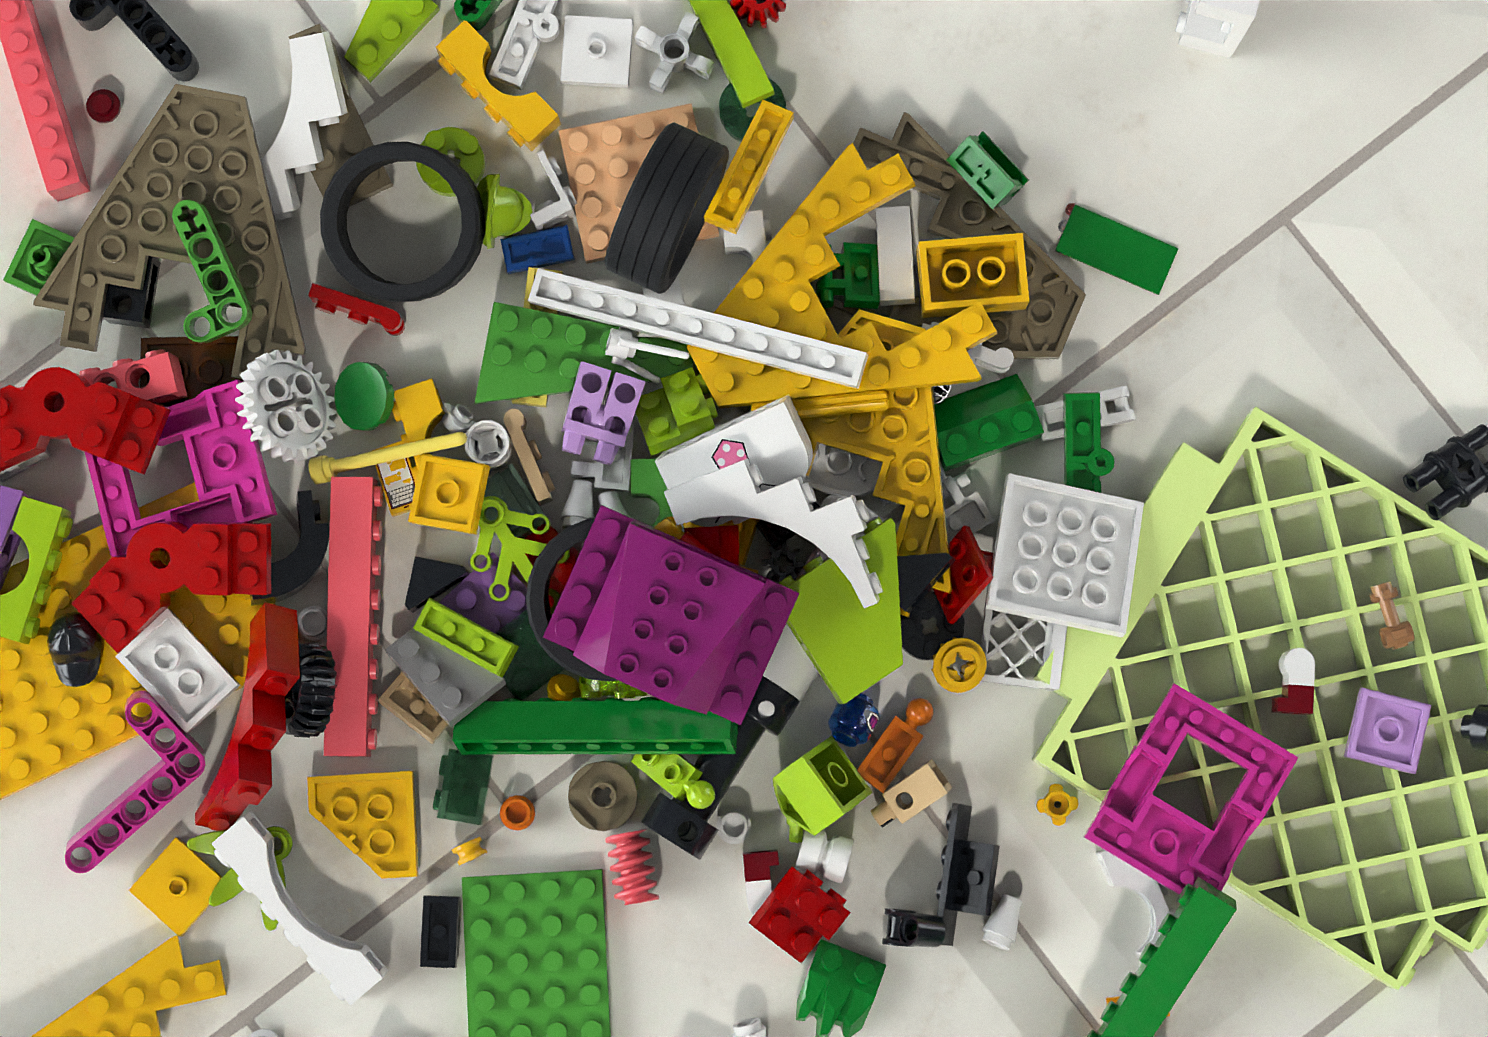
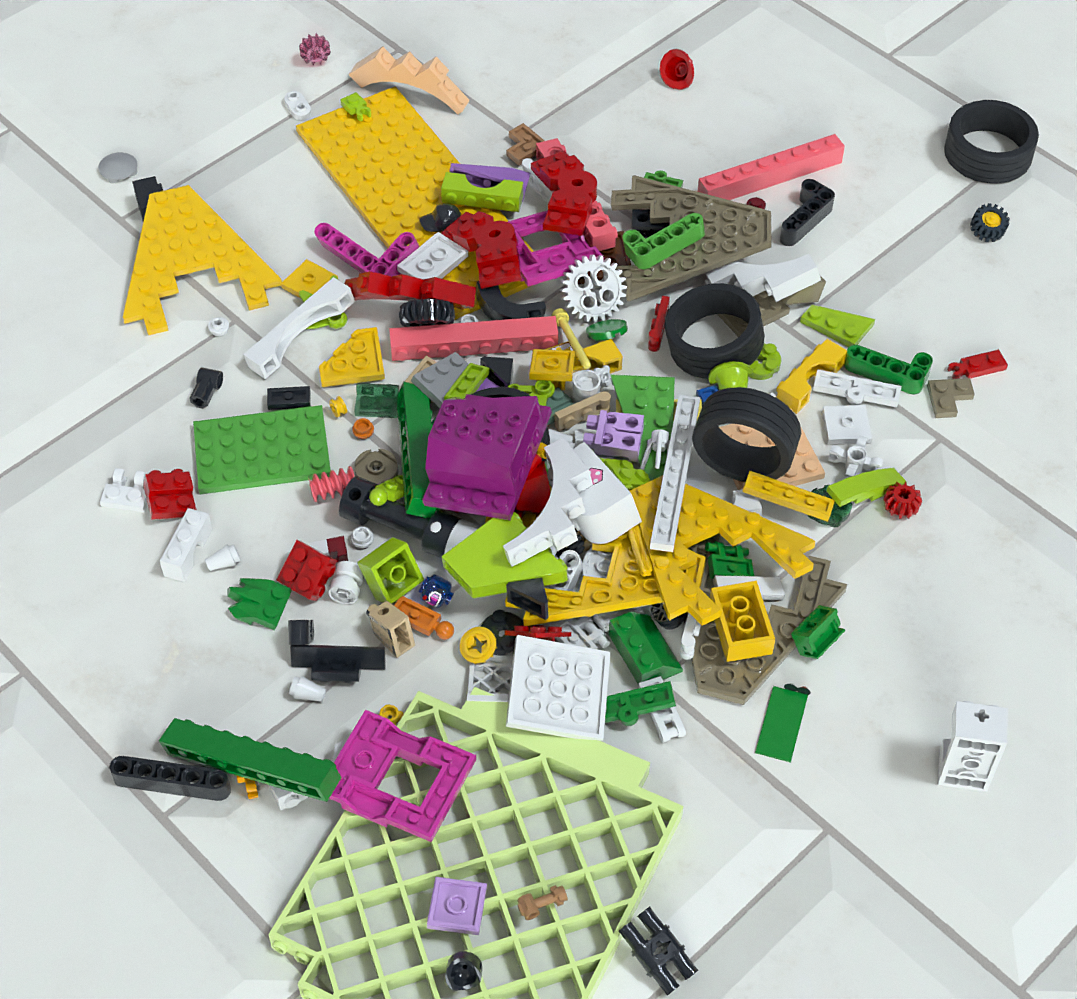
camera: 80 degrees right, 30 degrees down
(1297, 684) = (485, 841): leg -> none

